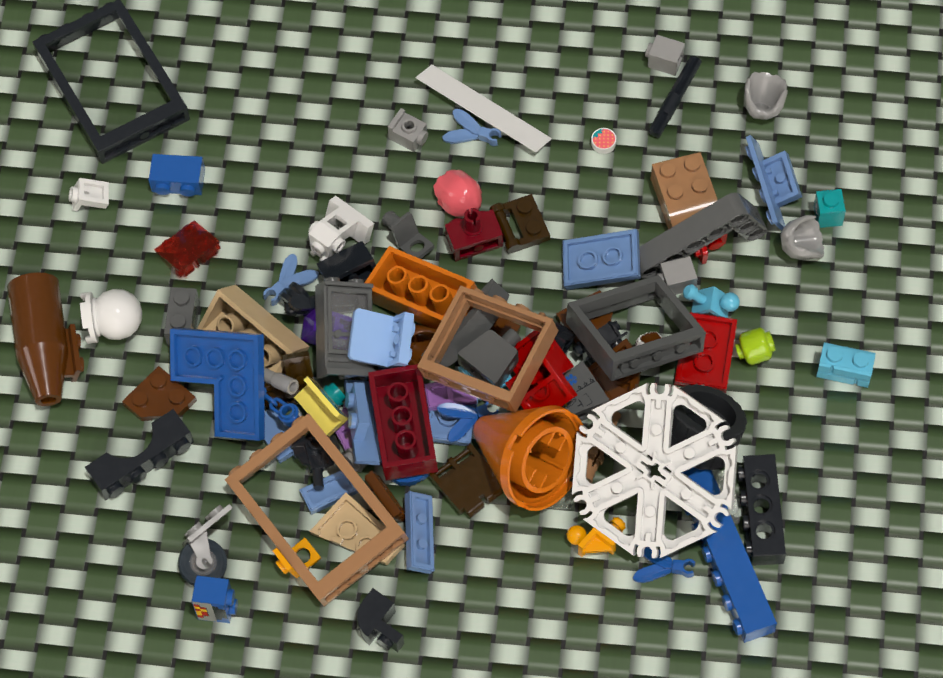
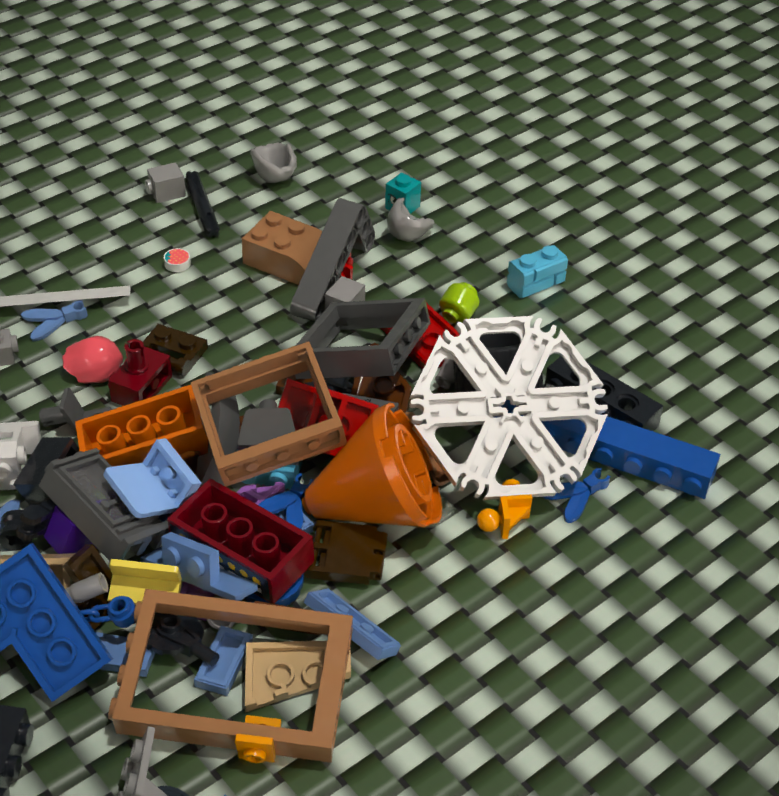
camera: 50 degrees left, 20 degrees down
(373, 619) = (398, 732): black brick -> none
(601, 259) = (271, 324): medium blue tile -> none
(711, 300) = (404, 288): medium azure piece -> none
(776, 179) = (325, 202): medium blue bracket -> none

